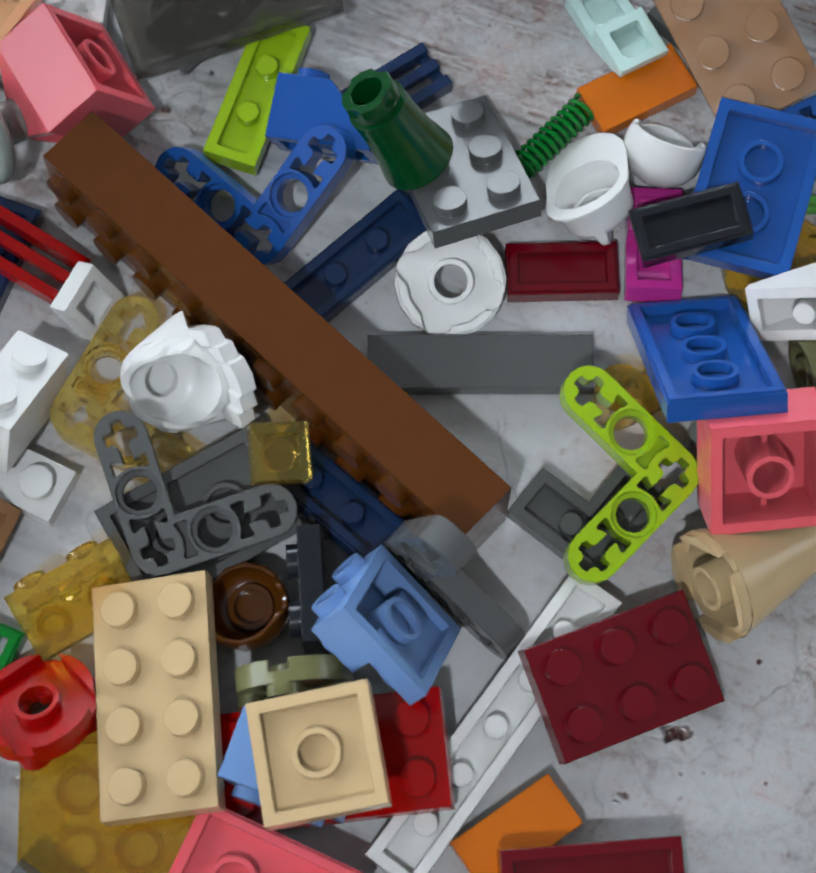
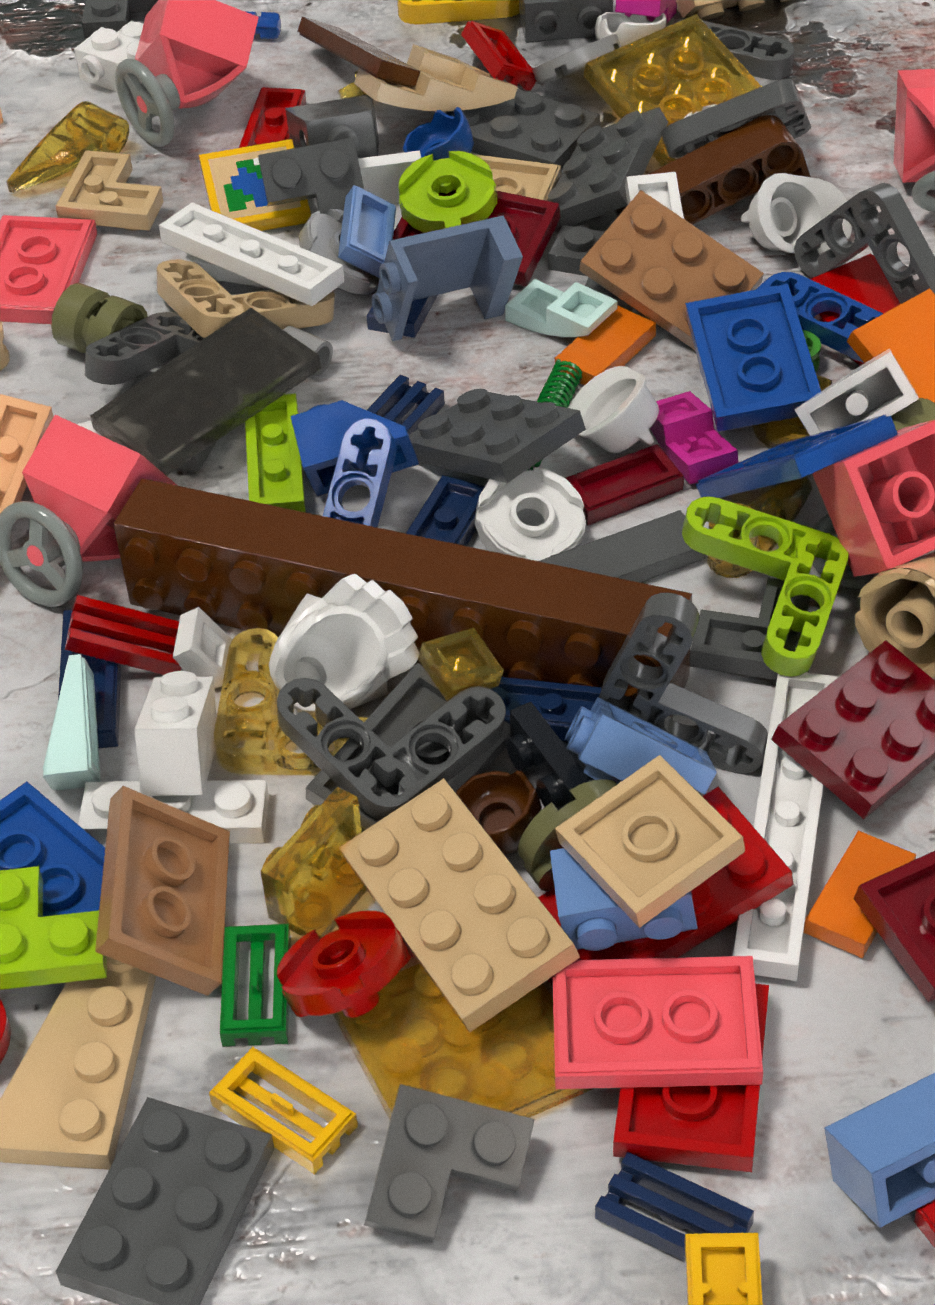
camera: 20 degrees left, 25 degrees down
(397, 131) = (425, 401): dark green plant -> none
(661, 155) = (664, 362): white hair -> none
(690, 224) = (717, 392): black tile -> none

